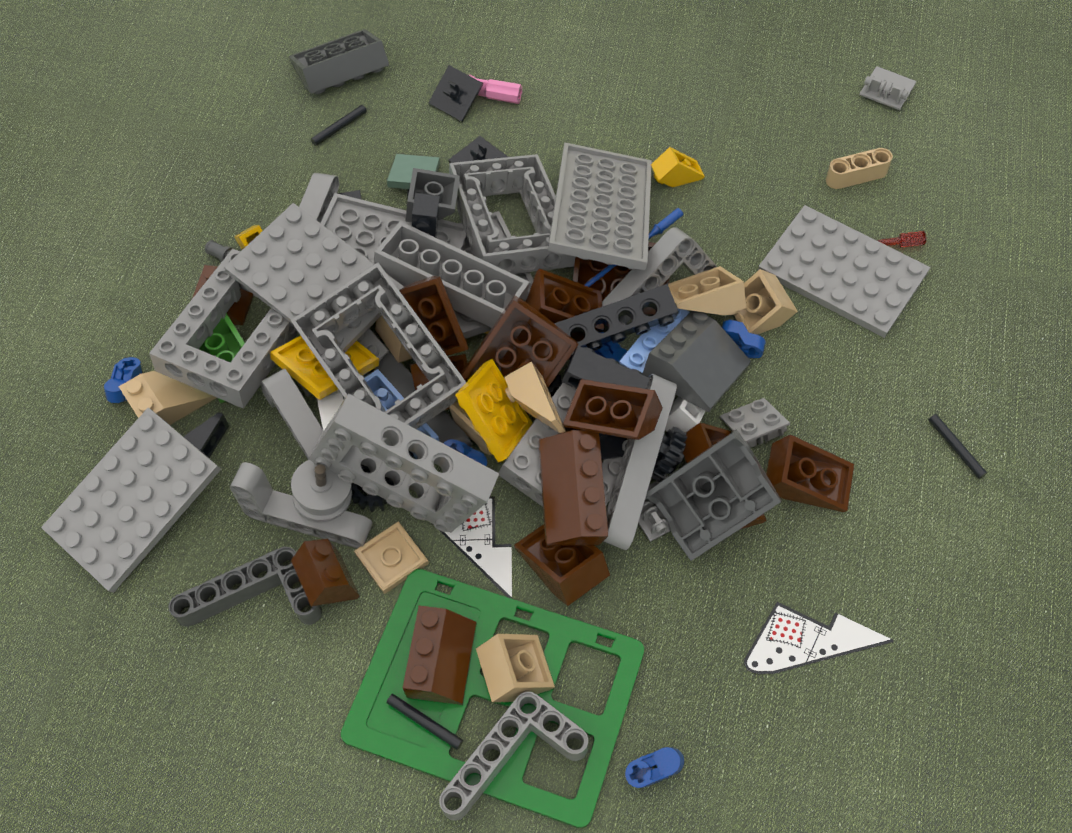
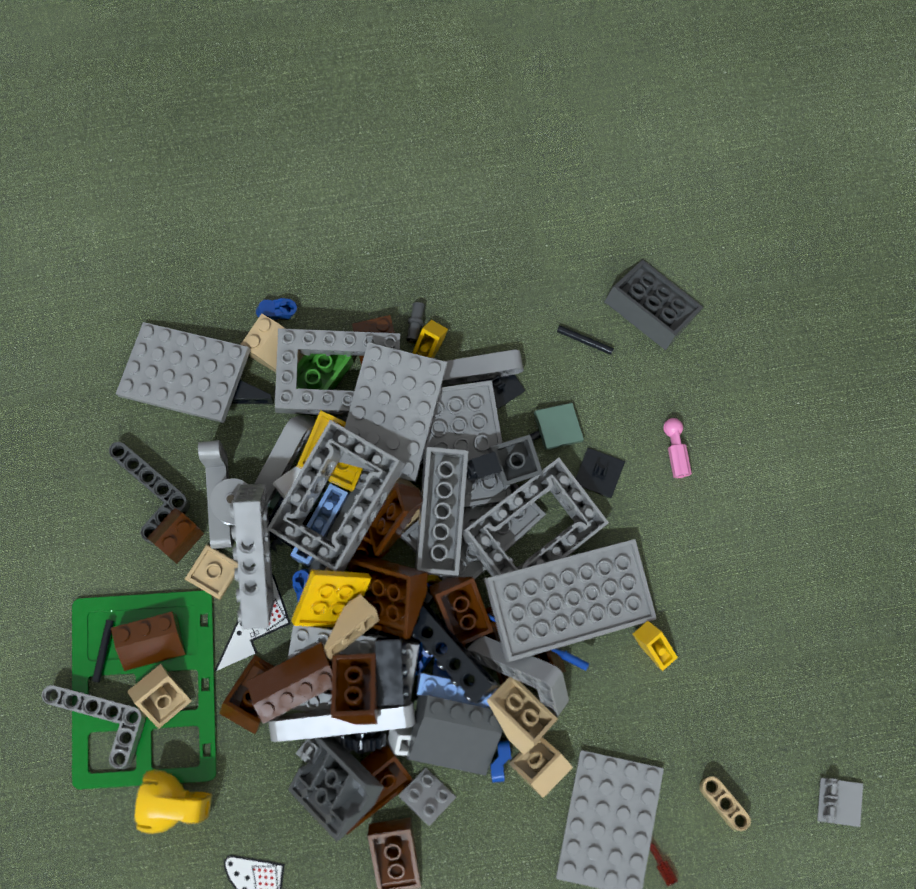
camera: 65 degrees right, 15 degrees up
(455, 93) = (657, 421): black piece -> none
(640, 771) = (119, 813): blue piece -> none
(657, 697) = (167, 803): none -> yellow piece

